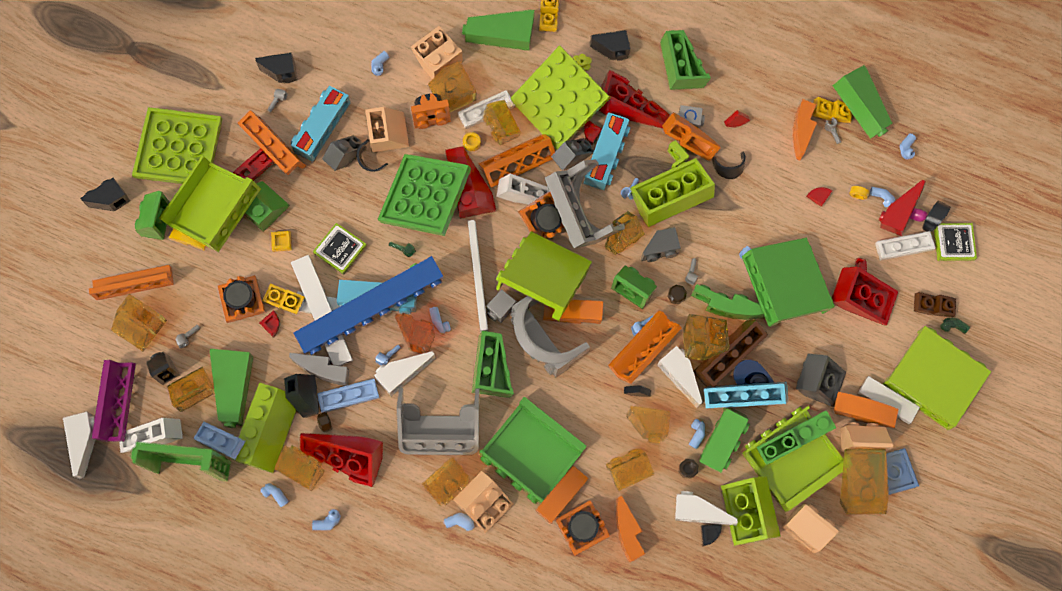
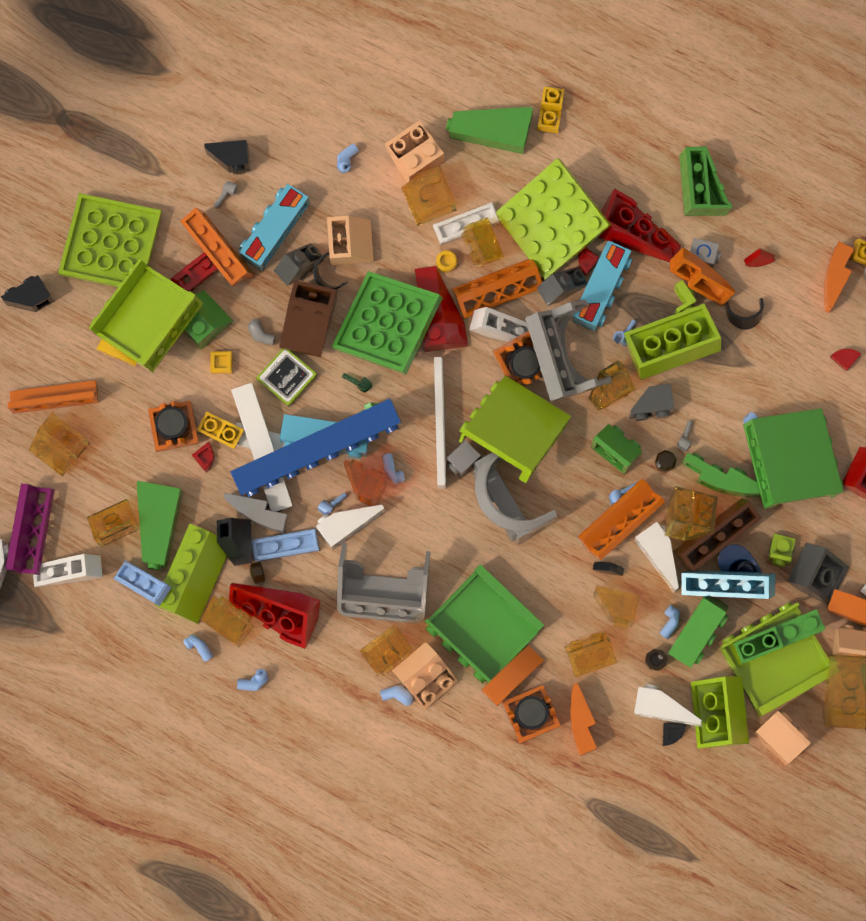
camera: 15 degrees right, 5 degrees up
(150, 211) = (79, 318): bright green slope -> none
(152, 455) = (137, 608): bright green panel -> none
(162, 368) = (83, 497): black slope -> none
(181, 339) = (105, 466): light grey hand -> none
(312, 214) = (258, 334): none -> light grey arm
(355, 196) = (308, 318): none -> reddish brown slope
(430, 111) = (401, 222): orange piece -> none
(491, 368) = (445, 529): bright green wedge -> none
(577, 312) = (551, 473): orange slope -> none
(586, 61) = (588, 177): neon yellow plant -> none
(611, 44) = (621, 156): black slope -> none
(786, 362) = (781, 550): none -> lime bracket

